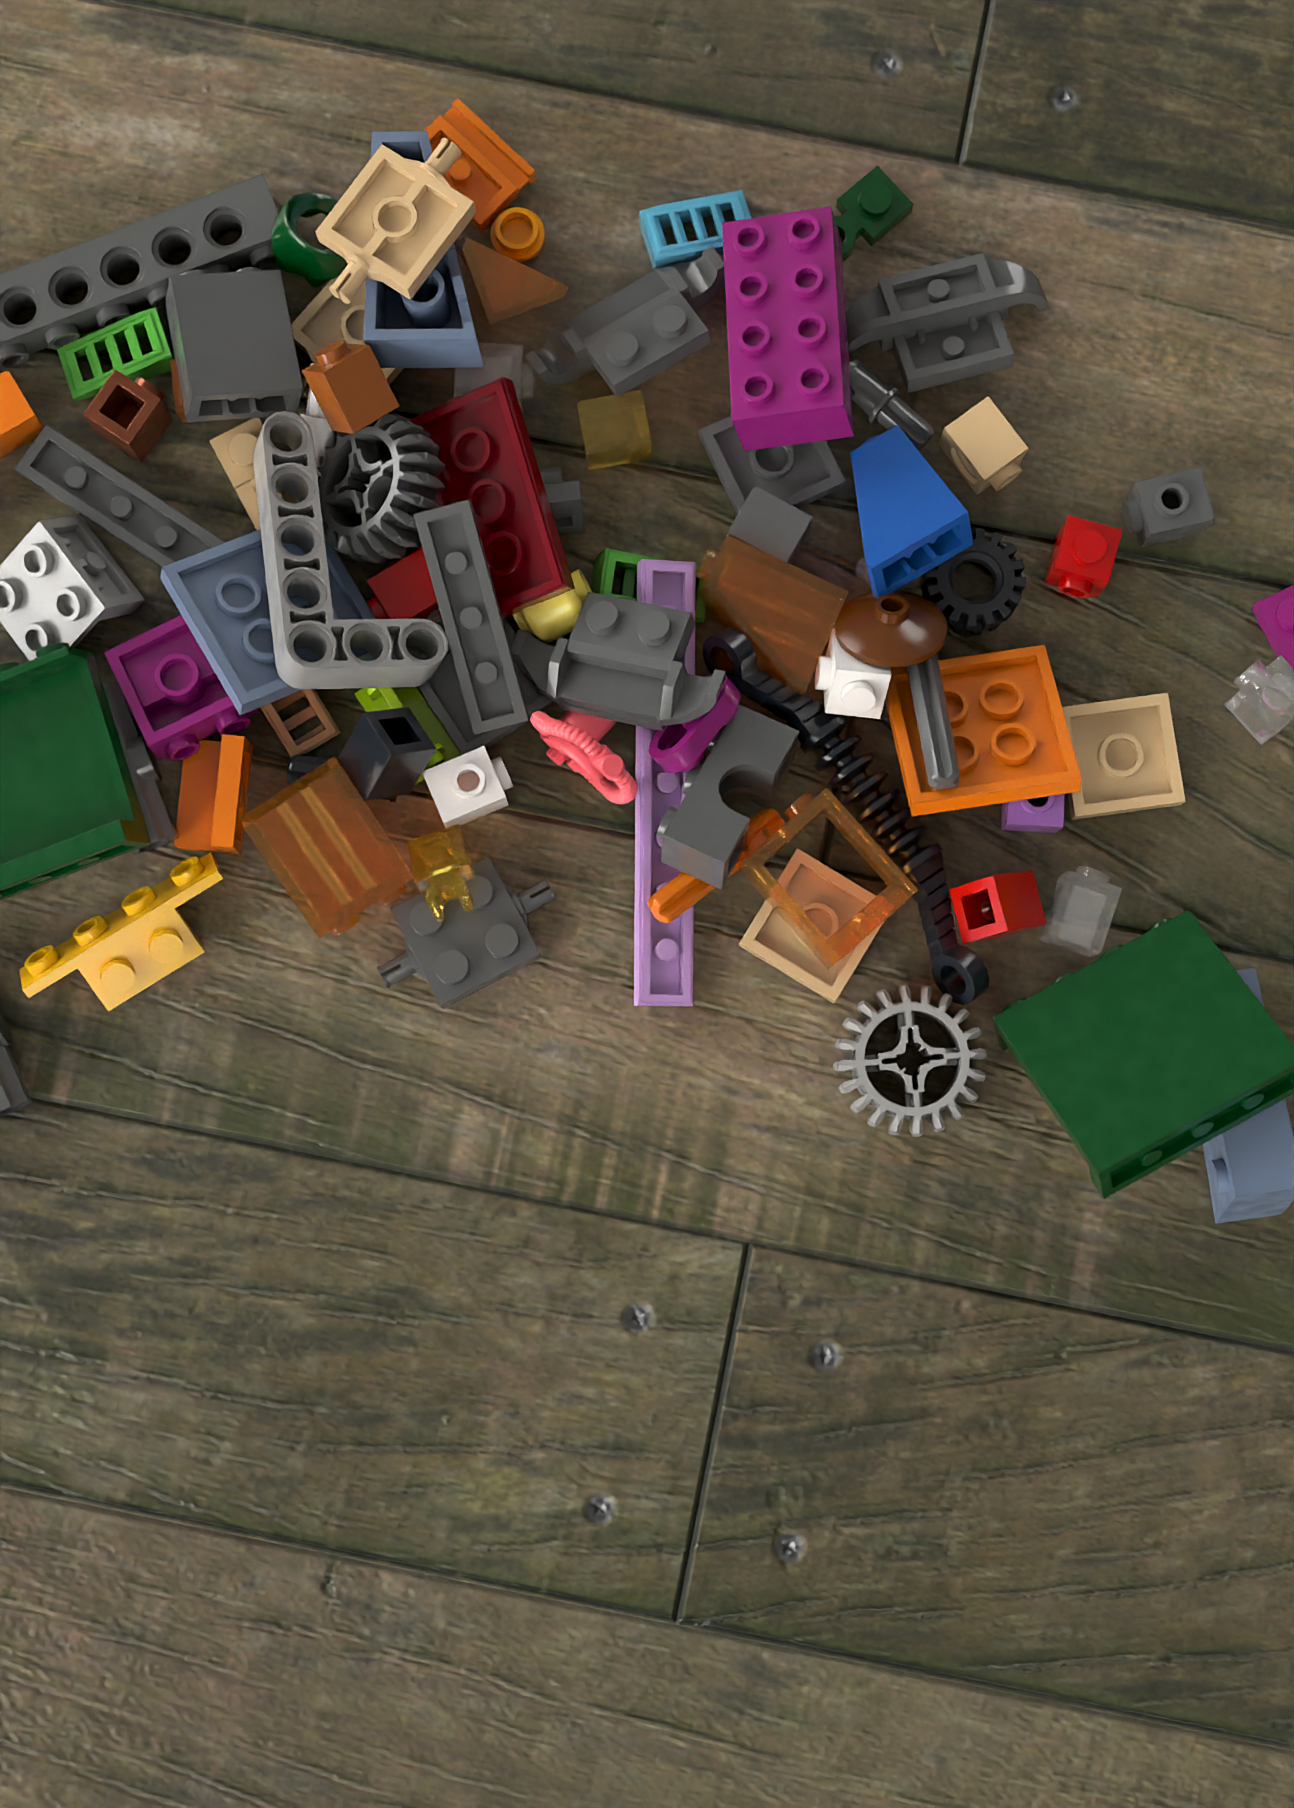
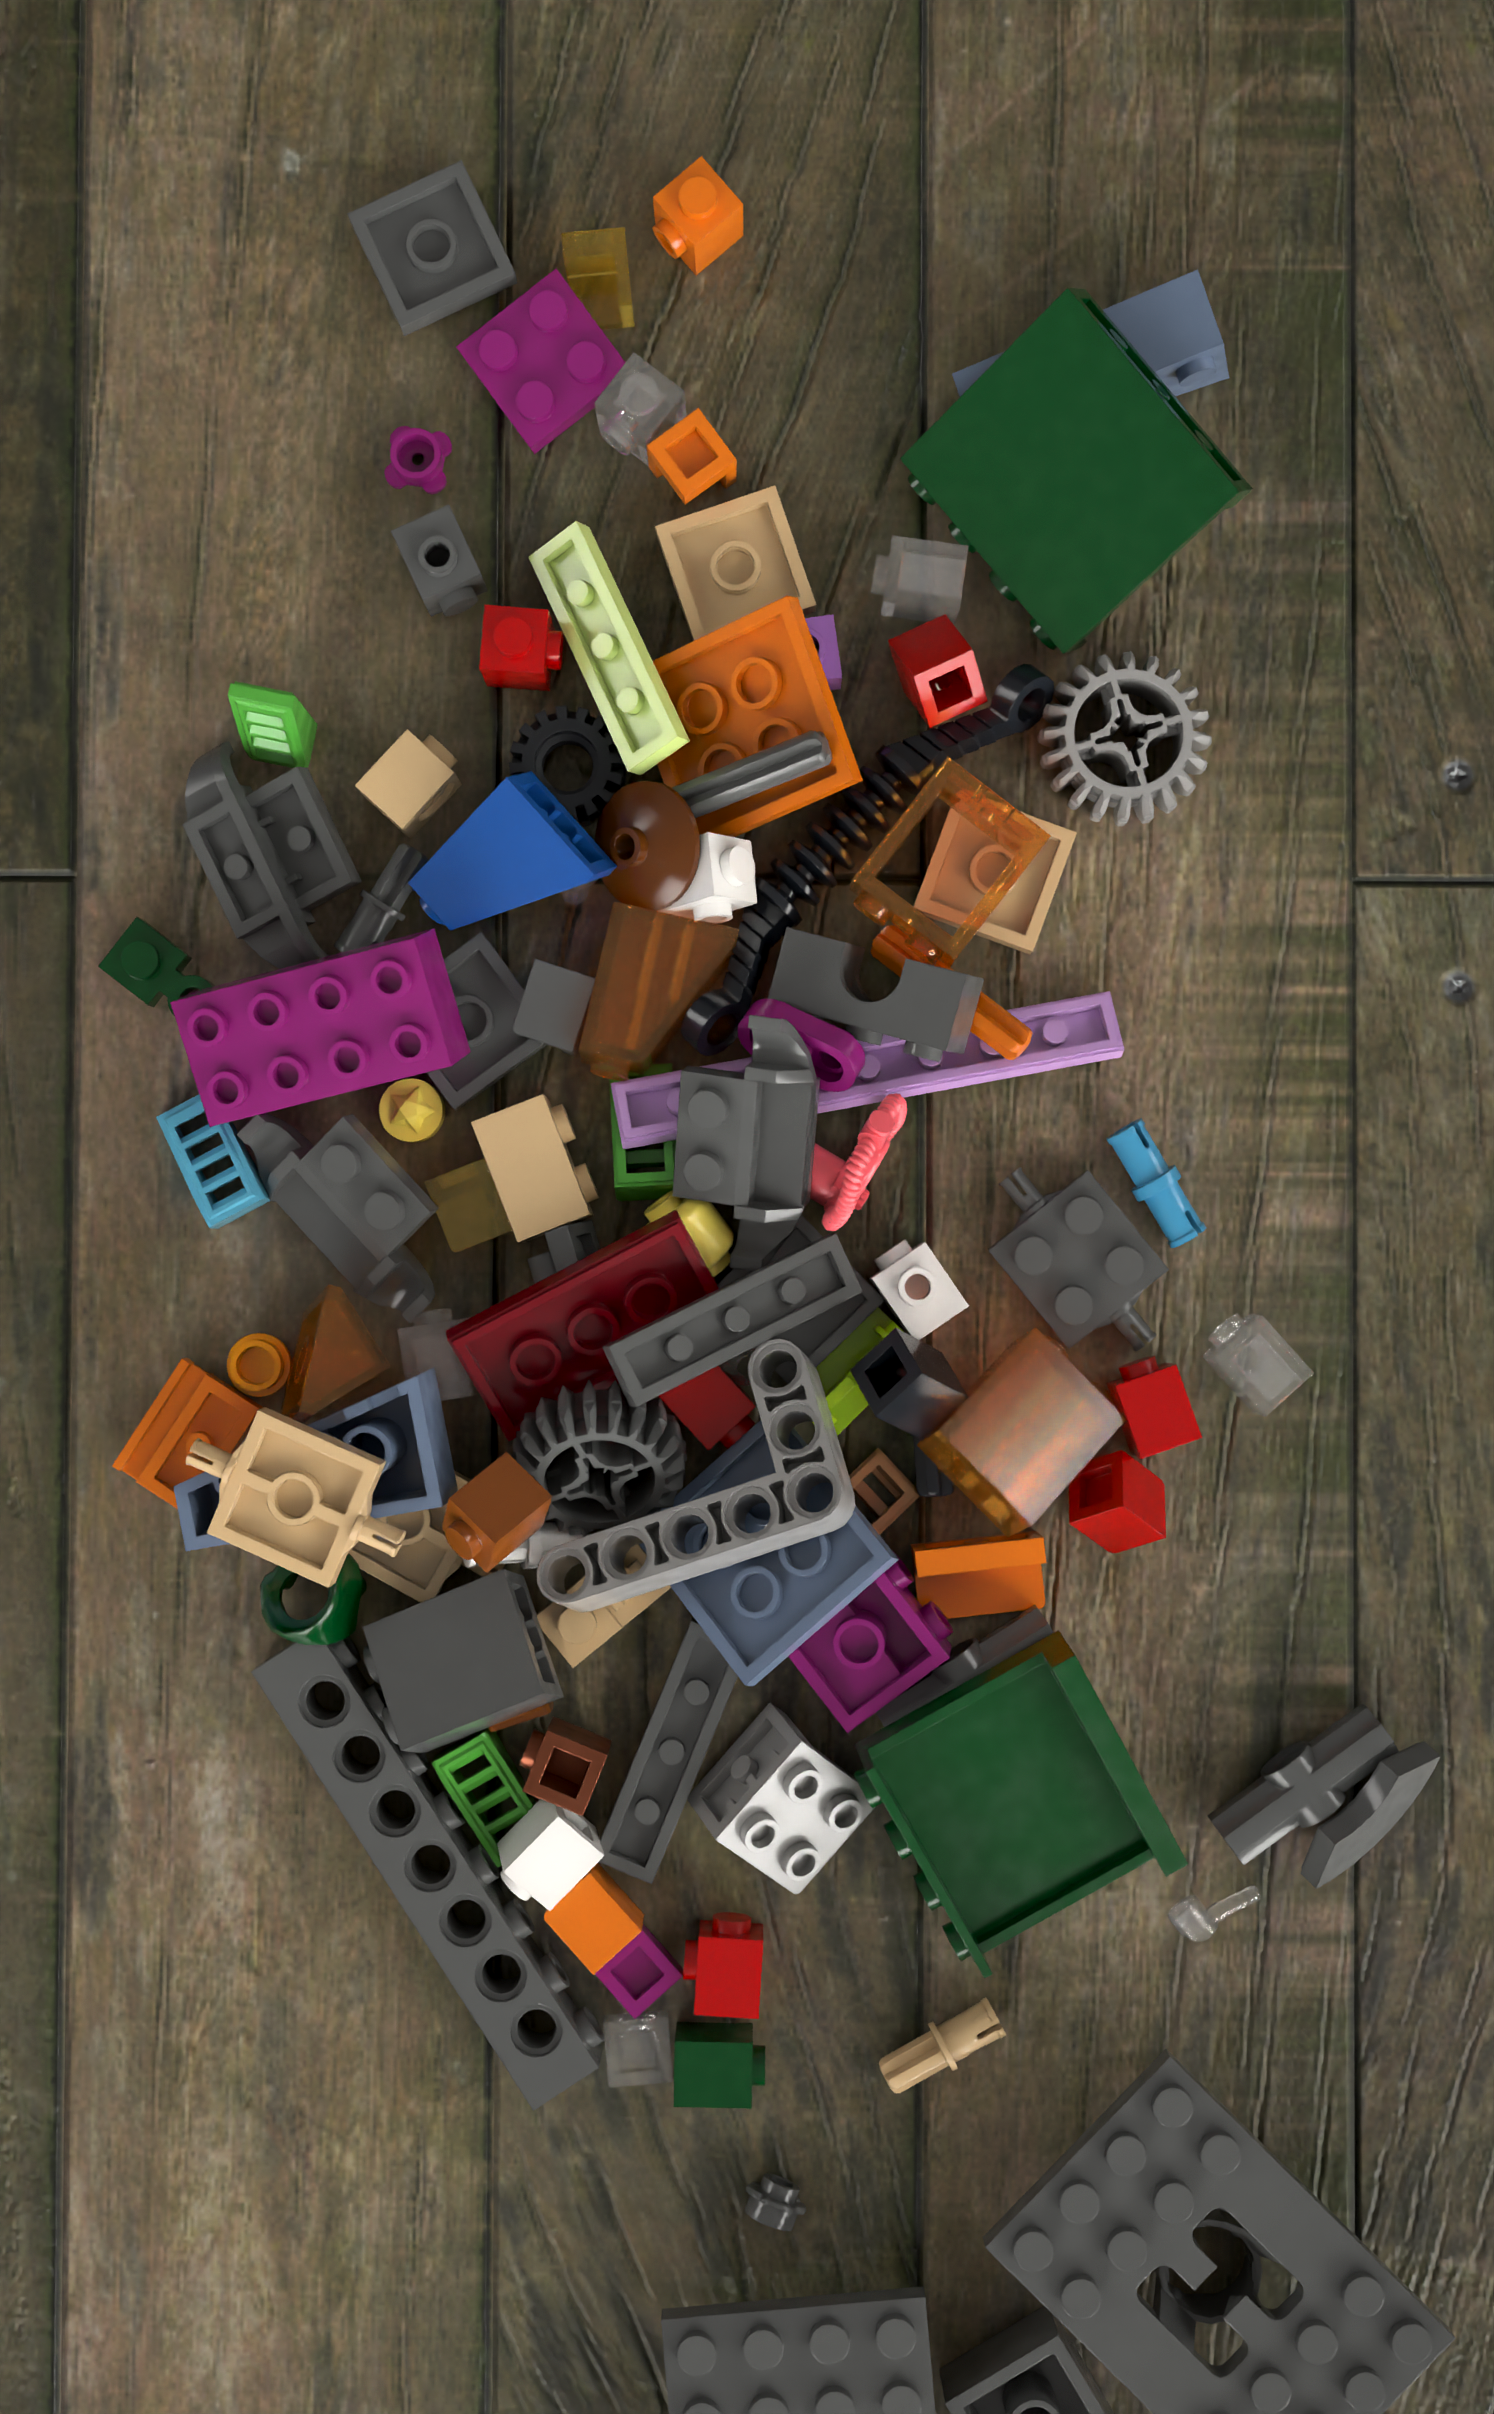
camera: 95 degrees left, 5 degrees up
(57, 387) = (548, 1853): none -> white brick
(132, 944) = (1164, 1631): yellow bracket -> none
(250, 923) = (1118, 1503): none -> red panel
(325, 968) = (1154, 1407): none -> red brick
(344, 1062) = (1256, 1362): none -> clear brick
(440, 868) = (1012, 1301): clear yellow plate -> none
(517, 1012) = (1156, 1183): none -> dark azure pin
(636, 488) = (534, 1167): none -> tan brick
(705, 398) = (412, 1110): none -> light yellow tile
(1051, 341) = (272, 725): none -> bright green slope
(1067, 631) = (608, 649): none -> yellowish green plate
(1220, 732) = (692, 457): none -> orange panel
(1274, 498) = (408, 443): none -> magenta plate

